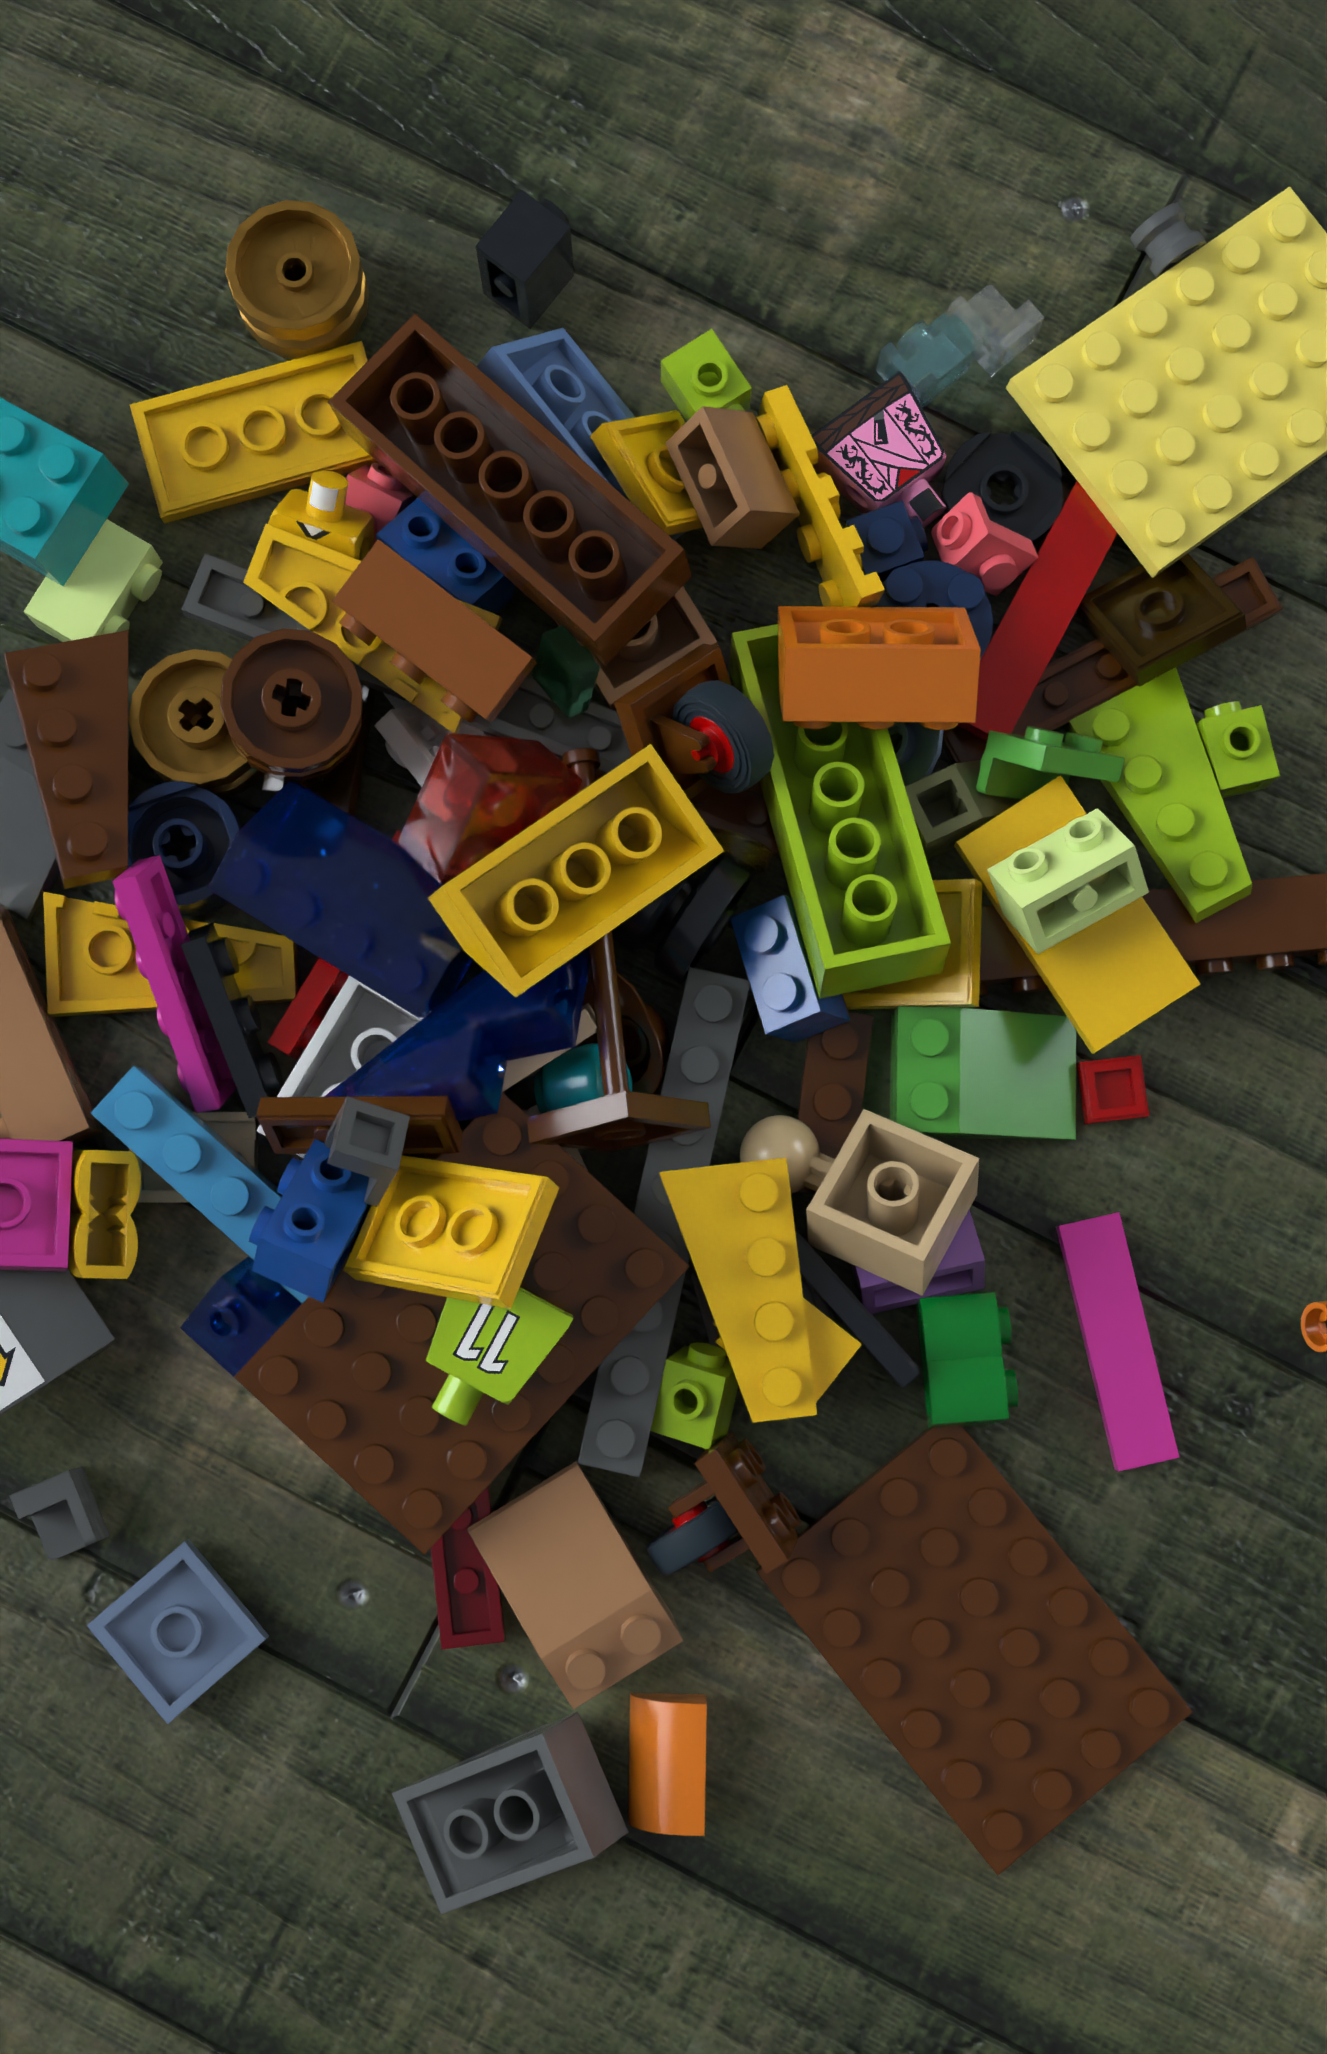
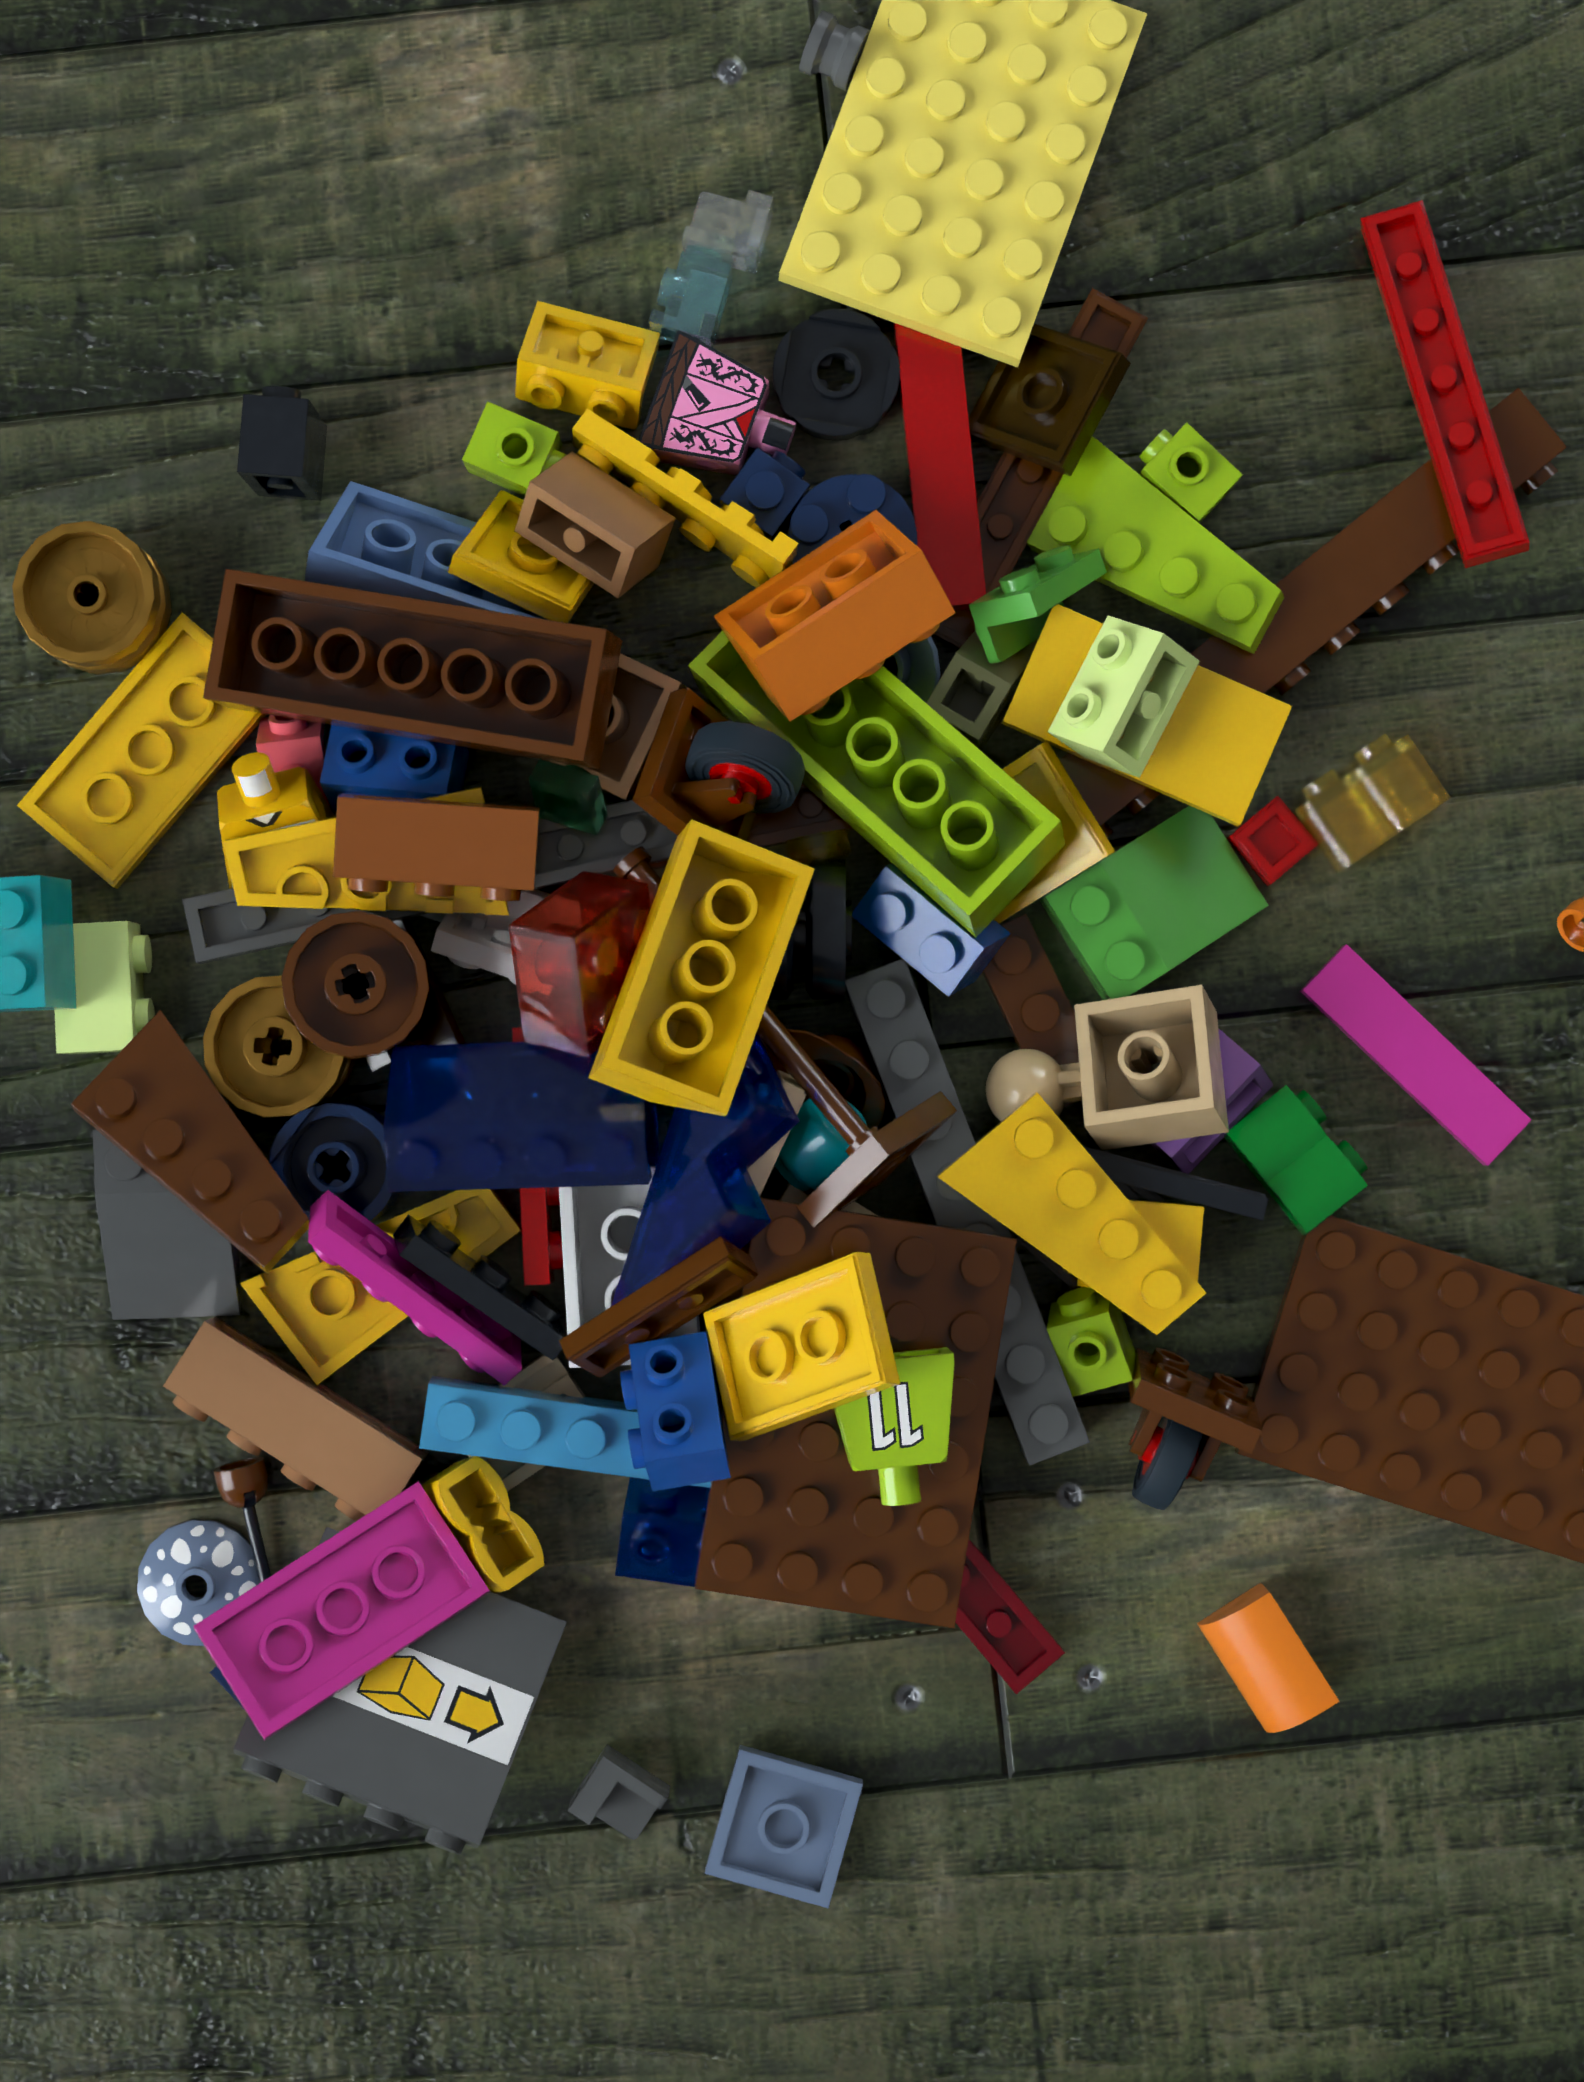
camera: 30 degrees left, 5 degrees up
(368, 1143) = (681, 1322): dark grey panel -> none
(511, 1814) = (1165, 1789): dark grey slope -> none
(575, 1585) = (1094, 1566): medium nougat slope -> none
(811, 352) = (585, 363): none -> yellow bracket
(982, 546) = (850, 442): coral bracket -> none
(1214, 1108) = (1371, 802): none -> clear yellow brick

